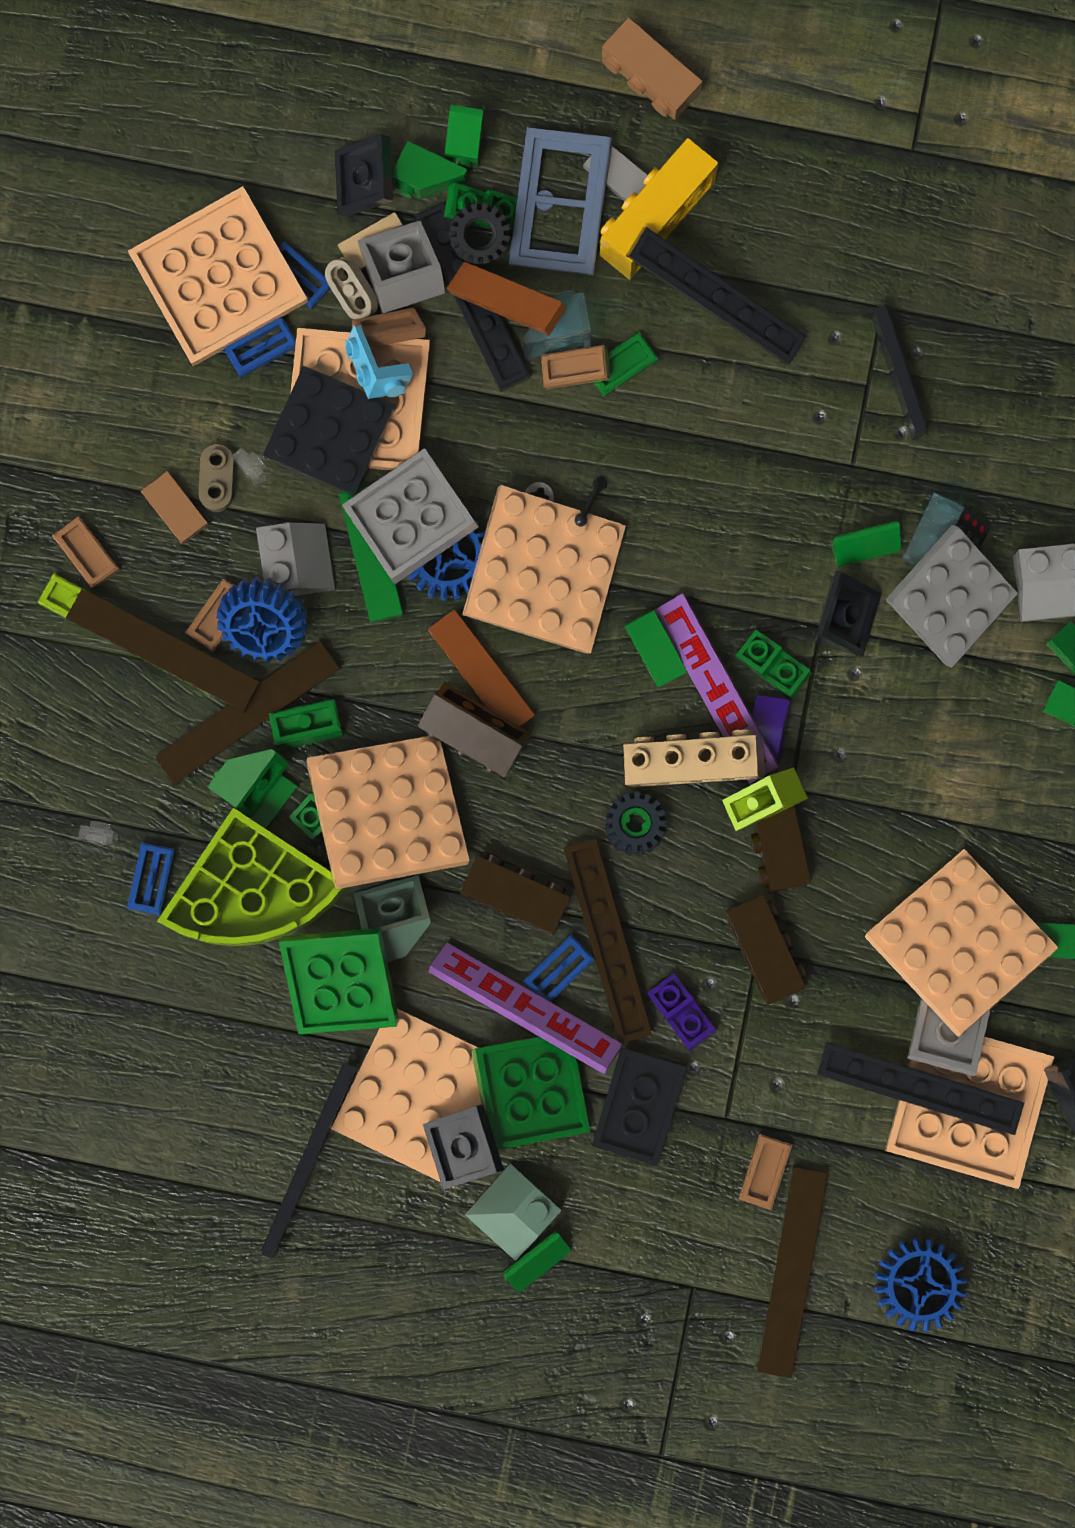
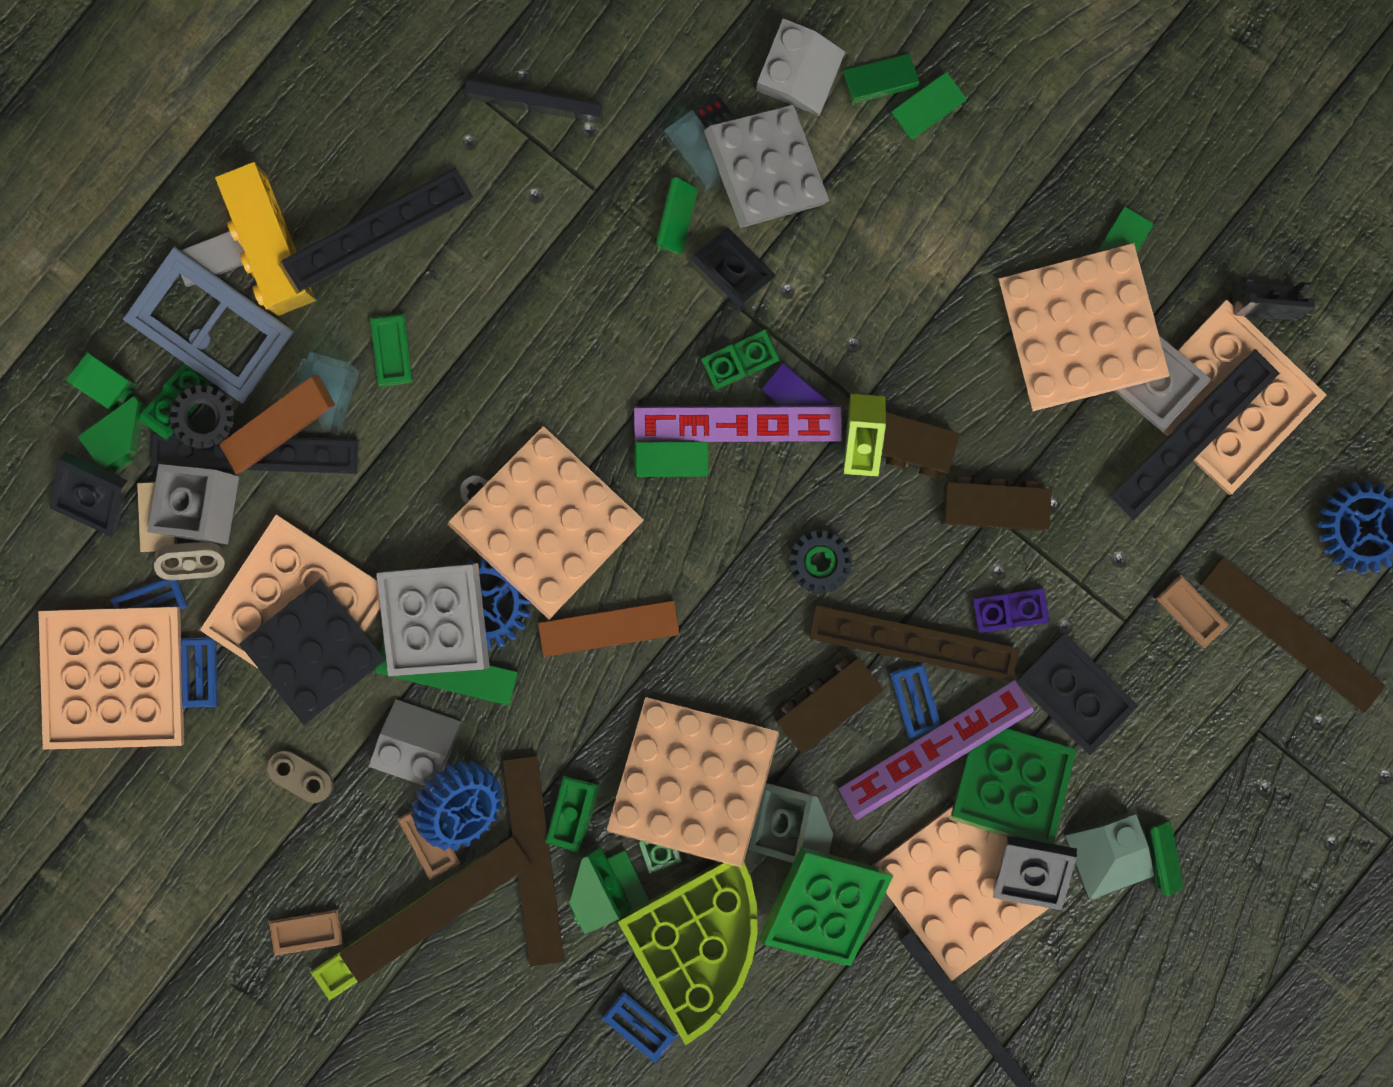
camera: 65 degrees left, 5 degrees up
(98, 833) = (573, 1054): clear plate -> none
(174, 508) = (308, 829): medium nougat tile -> none
(250, 465) = (306, 739): clear plate -> none
(376, 381) = (291, 585): medium azure bracket -> none
(391, 327) = (245, 546): medium nougat tile -> none
(474, 730) = (659, 663): dark brown brick -> none
(575, 367) = (372, 393): medium nougat tile -> none
(599, 485) = (492, 429): black hinge -> none
(650, 69) = (129, 176): medium nougat brick -> none
(694, 760) = (794, 479): tan brick -> none

